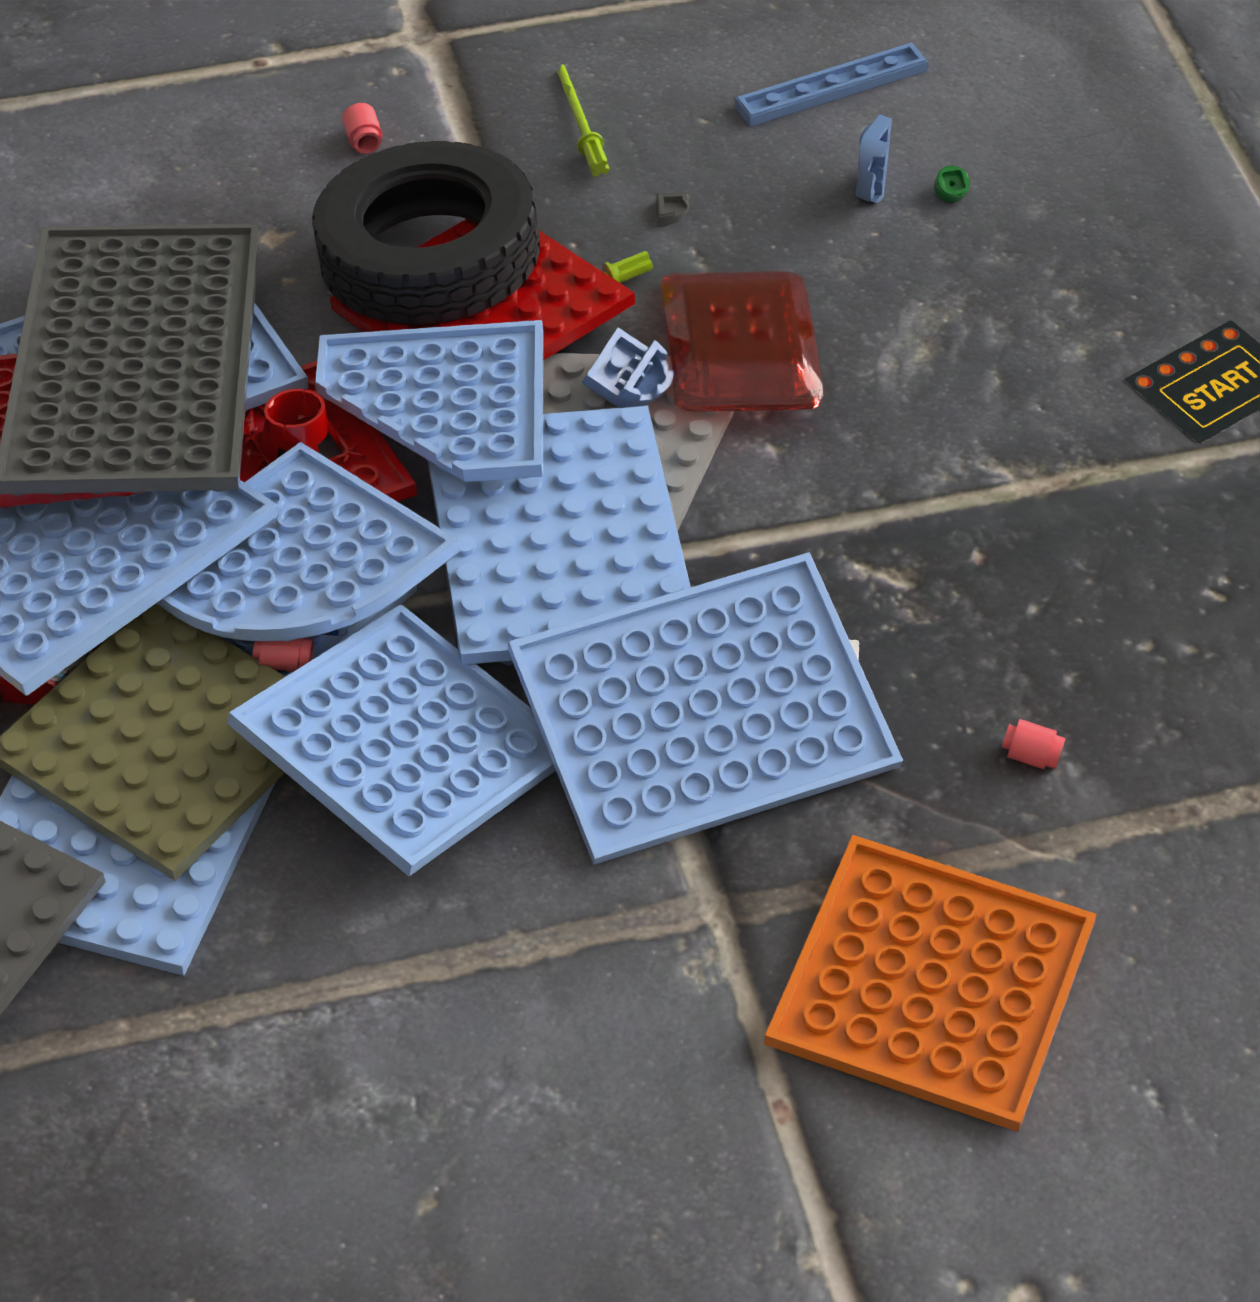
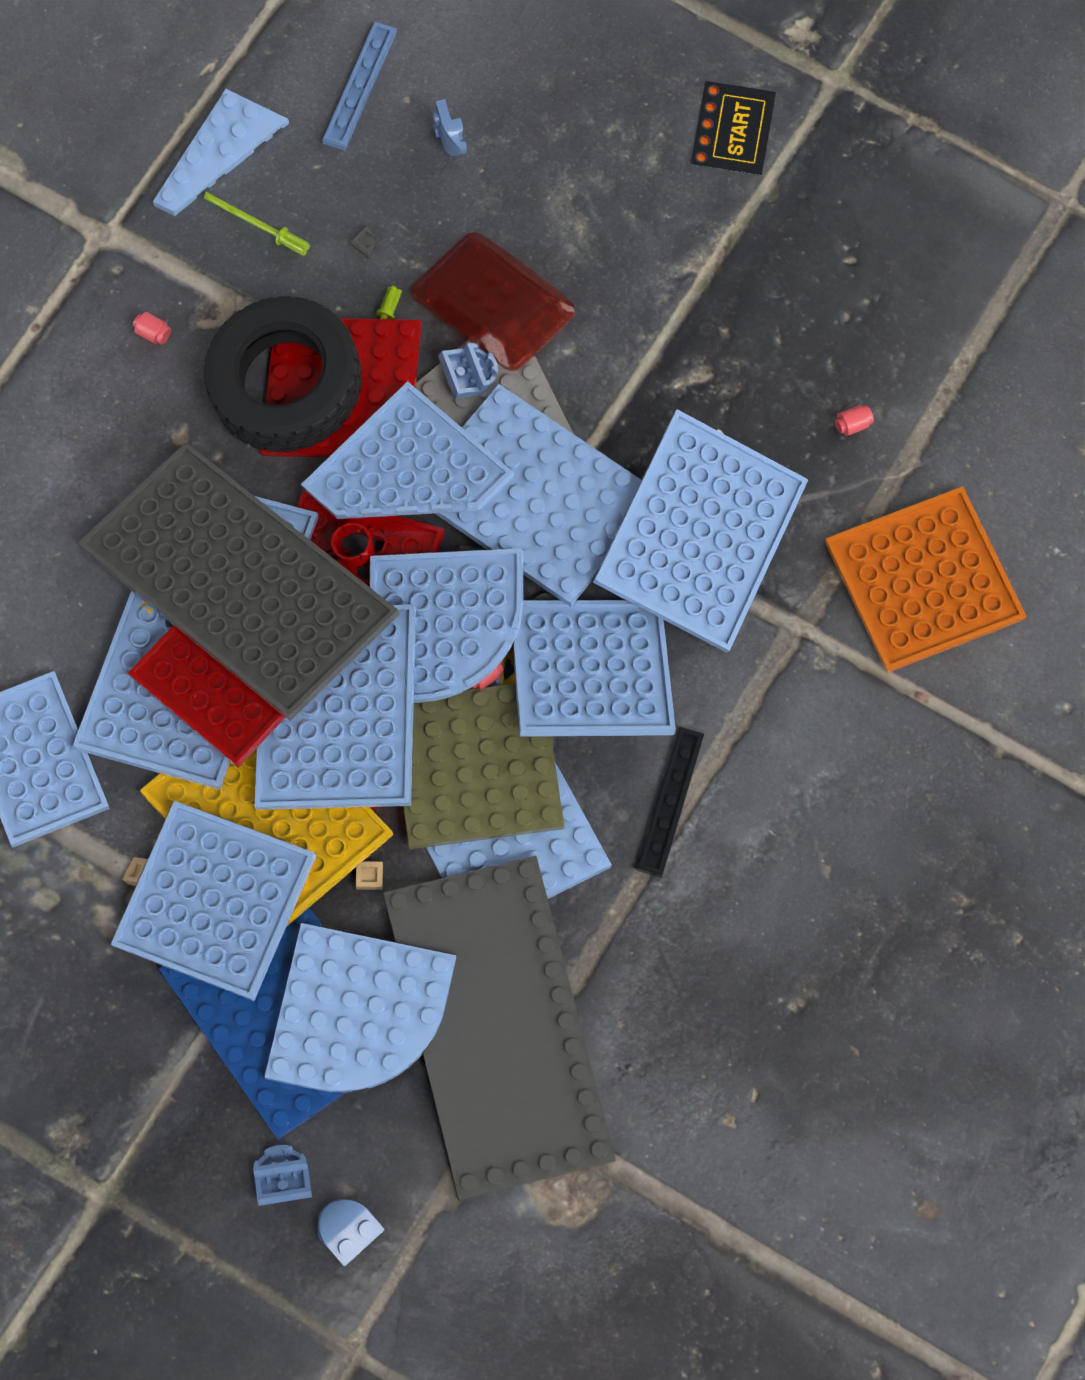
camera: 45 degrees left, 20 degrees up
(333, 964) = (670, 802): none -> black tile
(619, 41) = (219, 146): none -> light blue wing
(952, 183) = (492, 106): green tile -> none

